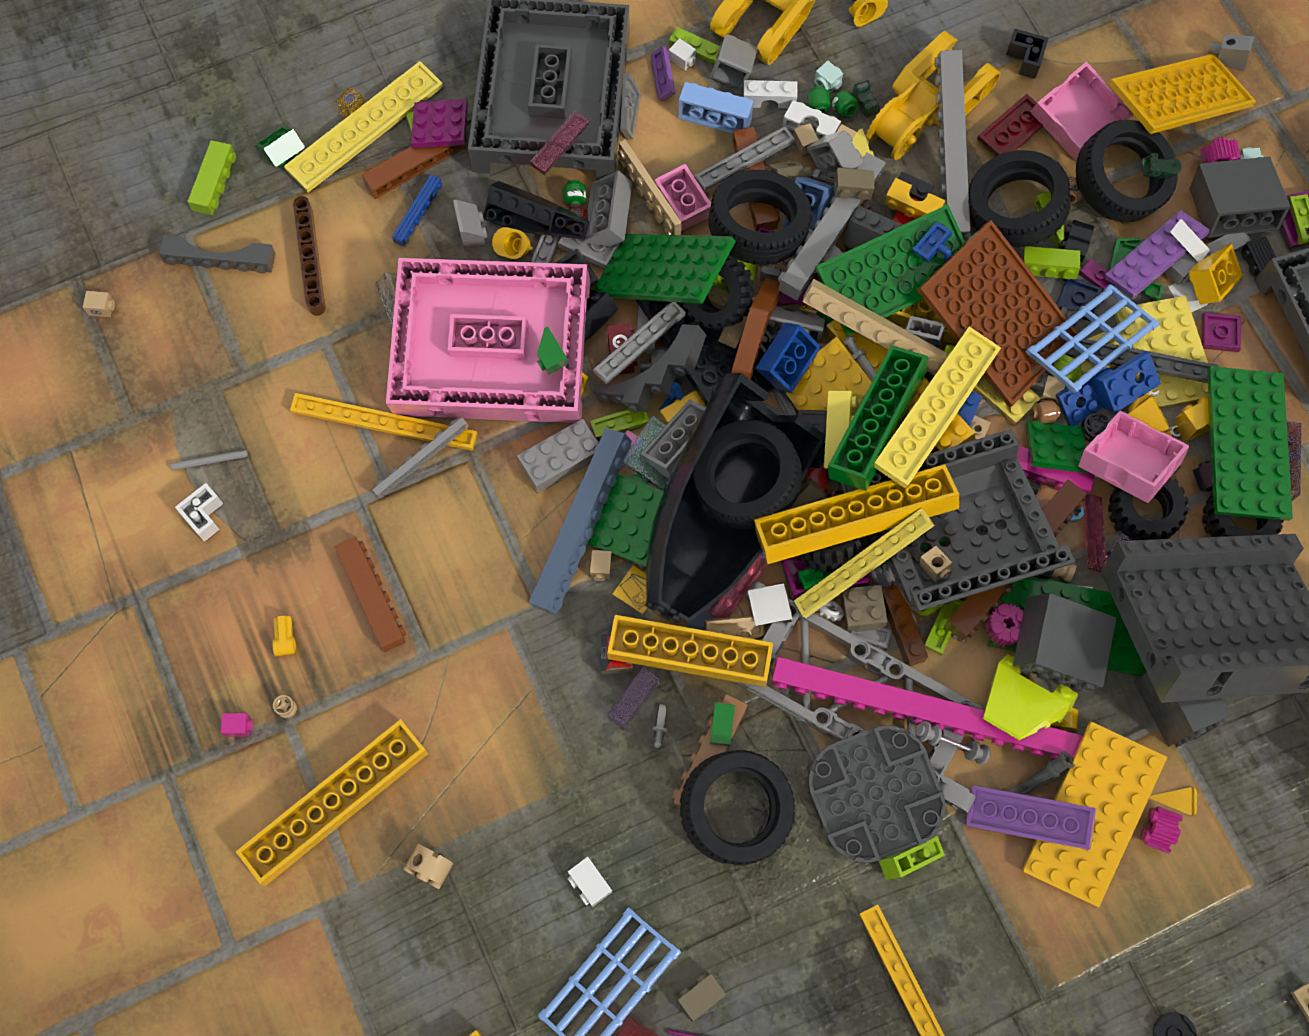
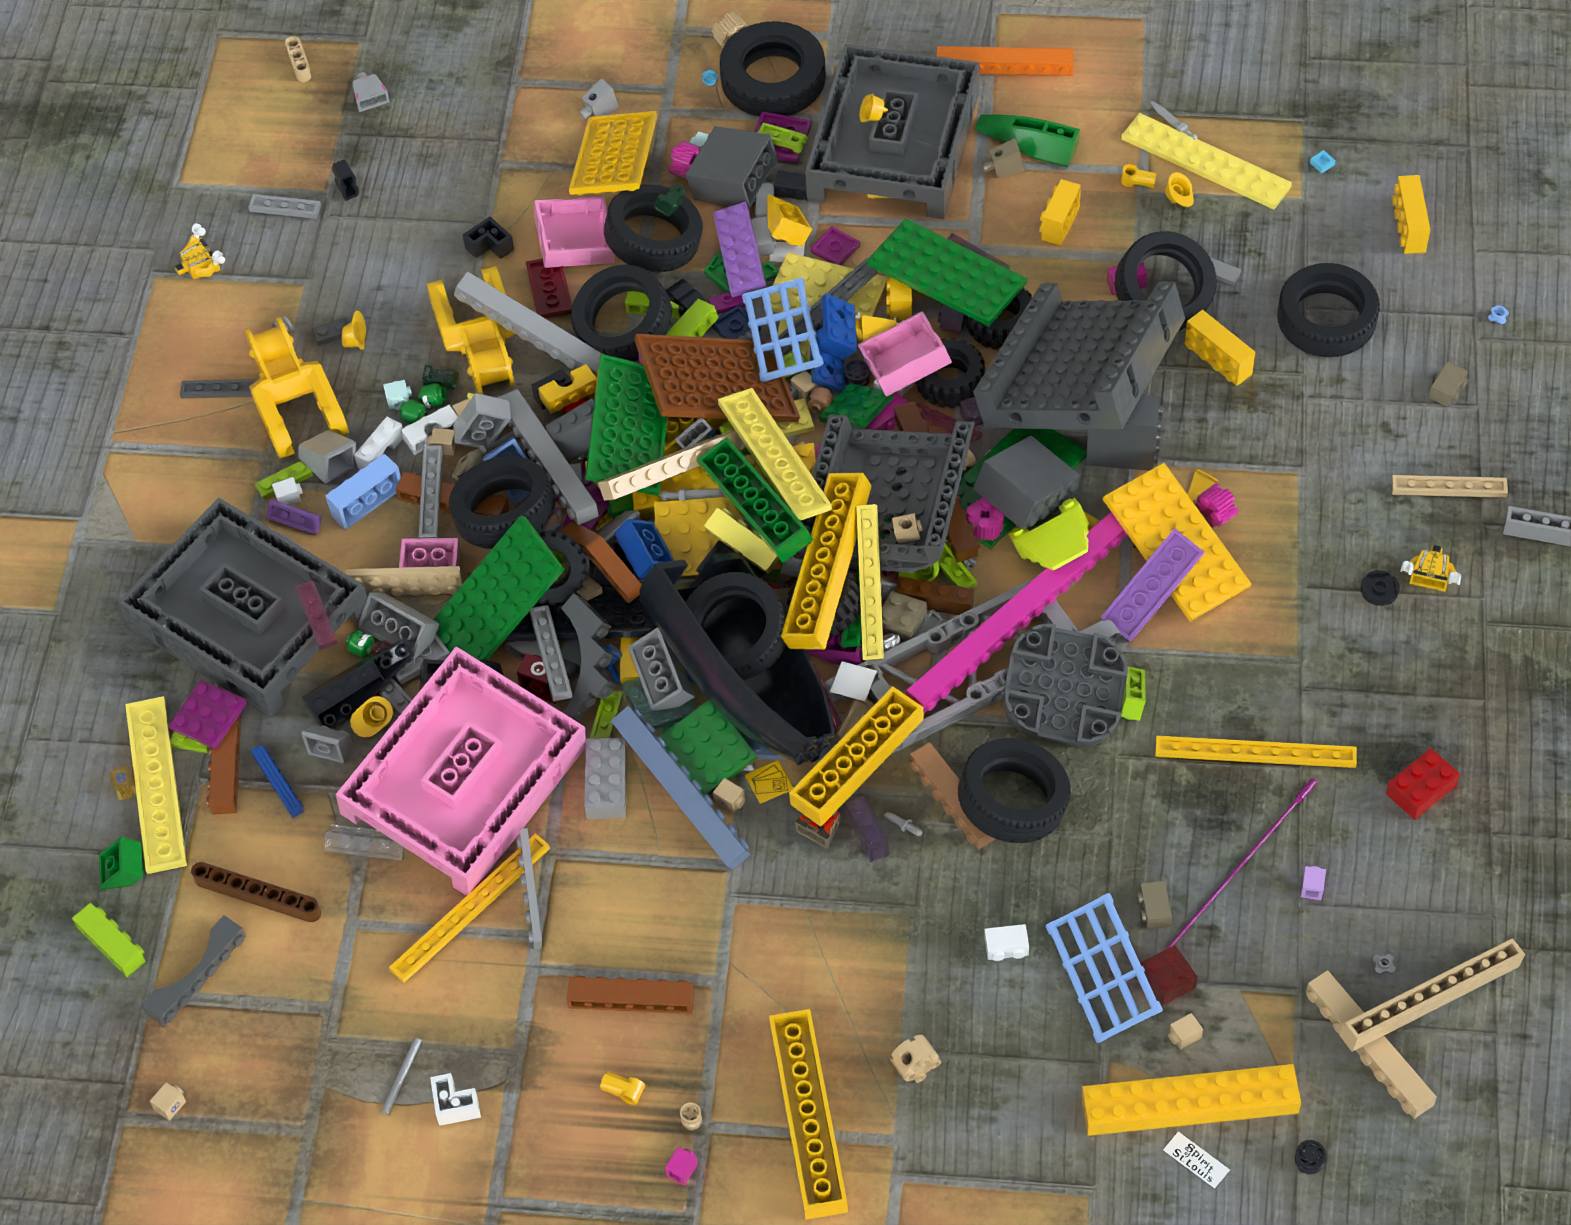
camera: 55 degrees left, 15 degrees down
(550, 353) = (518, 714): green slope -> none
(722, 724) = (935, 767): green tile -> none
(854, 183) = (524, 417): dark tan brick -> none
(933, 242) = (628, 382): blue plate -> none
(933, 735) = (1071, 600): light grey axle -> none
(1053, 769) = (1124, 548): dark grey pin -> none
(1190, 240) = (746, 218): white sticker -> none

